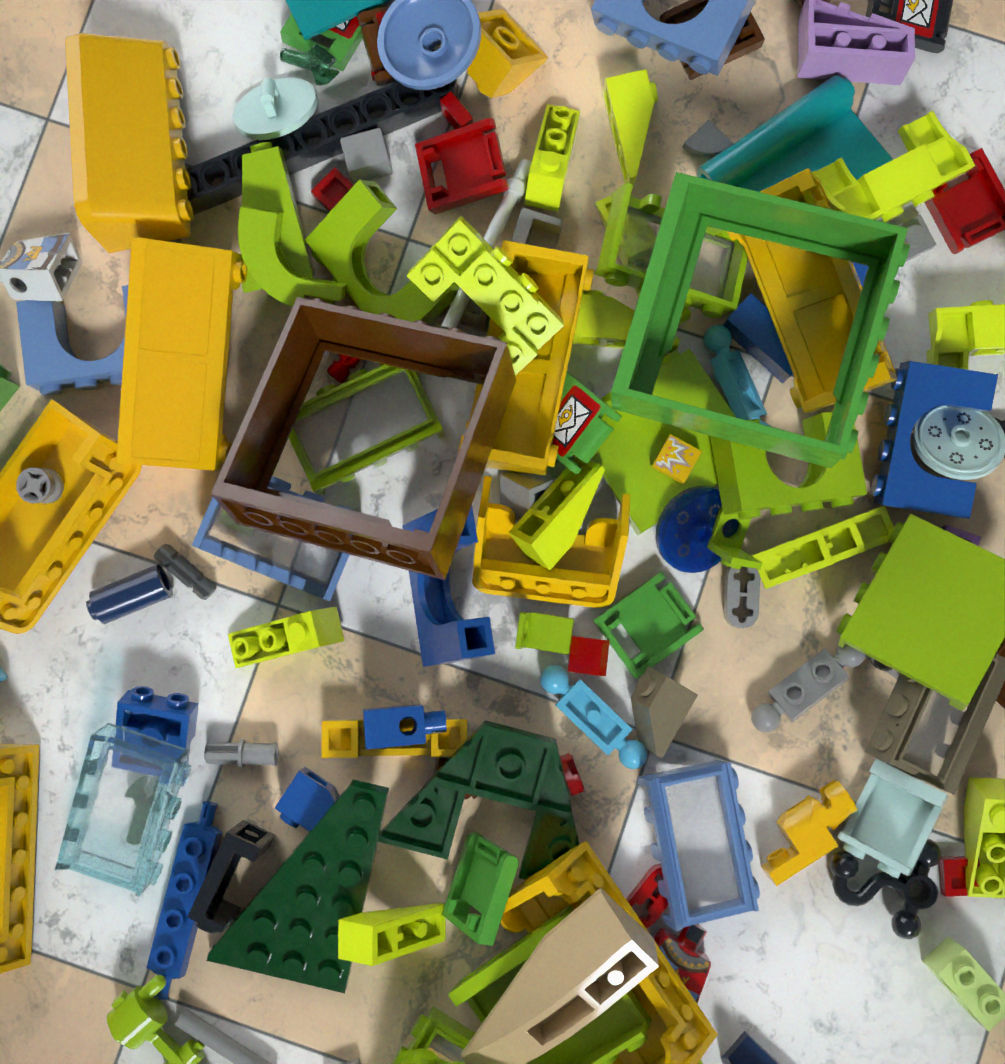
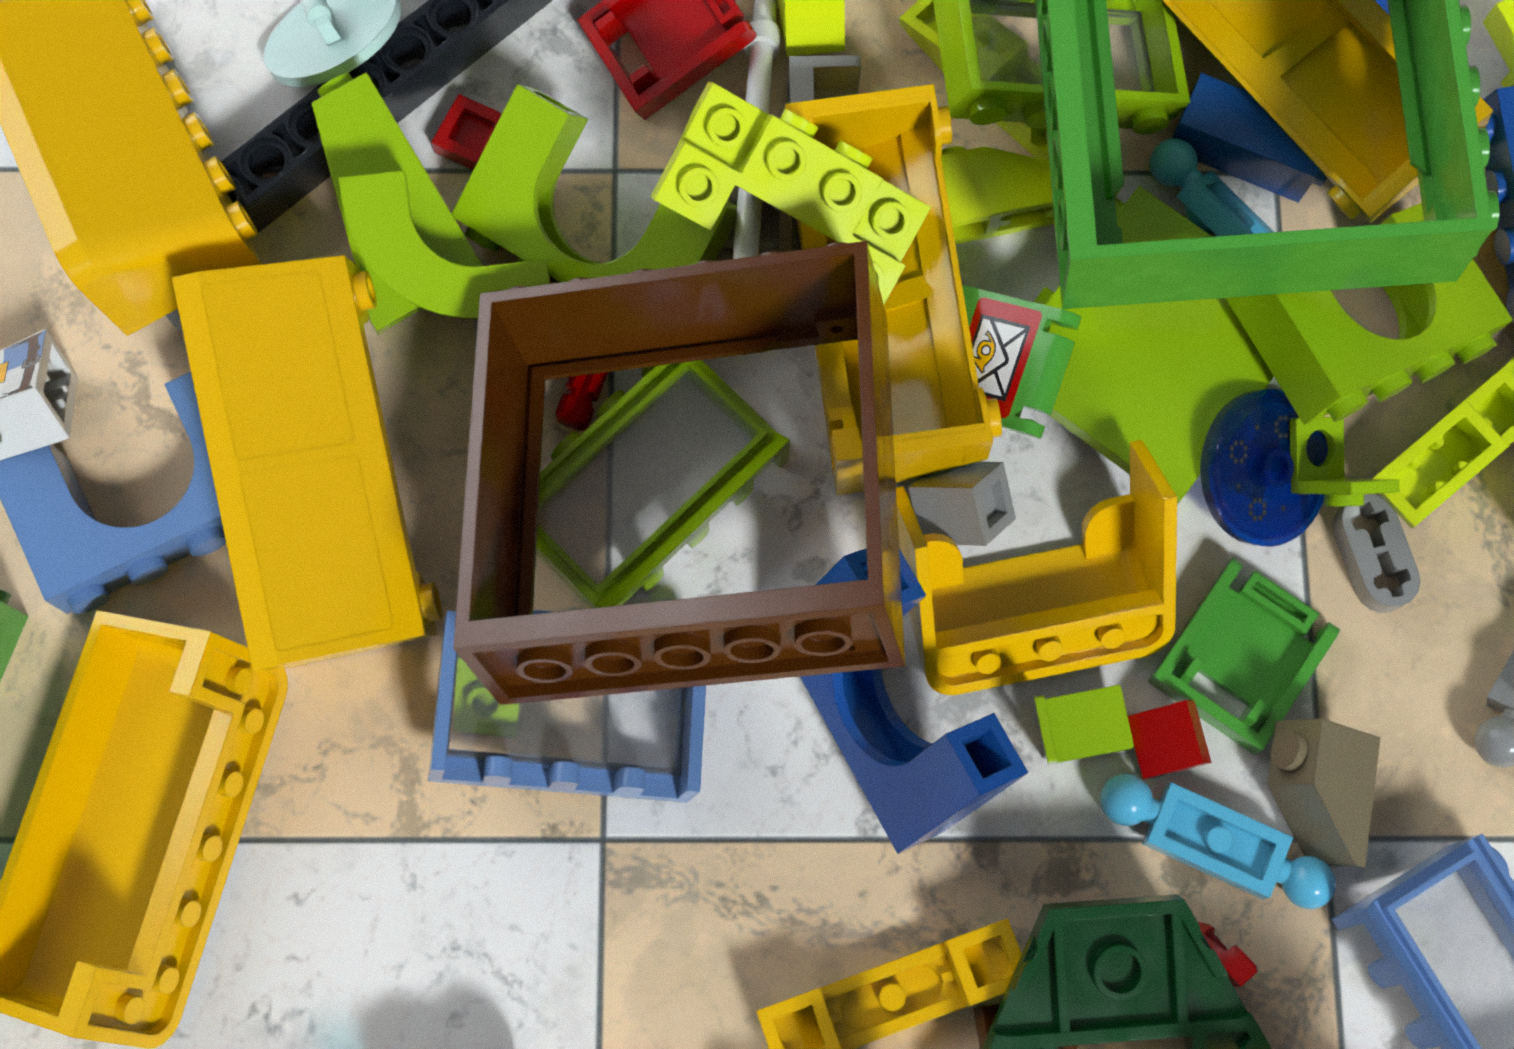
camera: 25 degrees left, 10 degrees down
(30, 485) = (103, 768): light grey wheel -> none
(129, 594) = (335, 908): dark blue brick -> none
(185, 571) = (421, 834): dark grey axle -> none
(286, 636) = (637, 887): neon yellow slope -> none
(366, 155) = (506, 55): light grey panel -> none
(383, 730) = (878, 976): blue torso -> none
(557, 515) = (1031, 519): neon yellow slope -> none
(676, 459) = (1191, 361): tile -> none

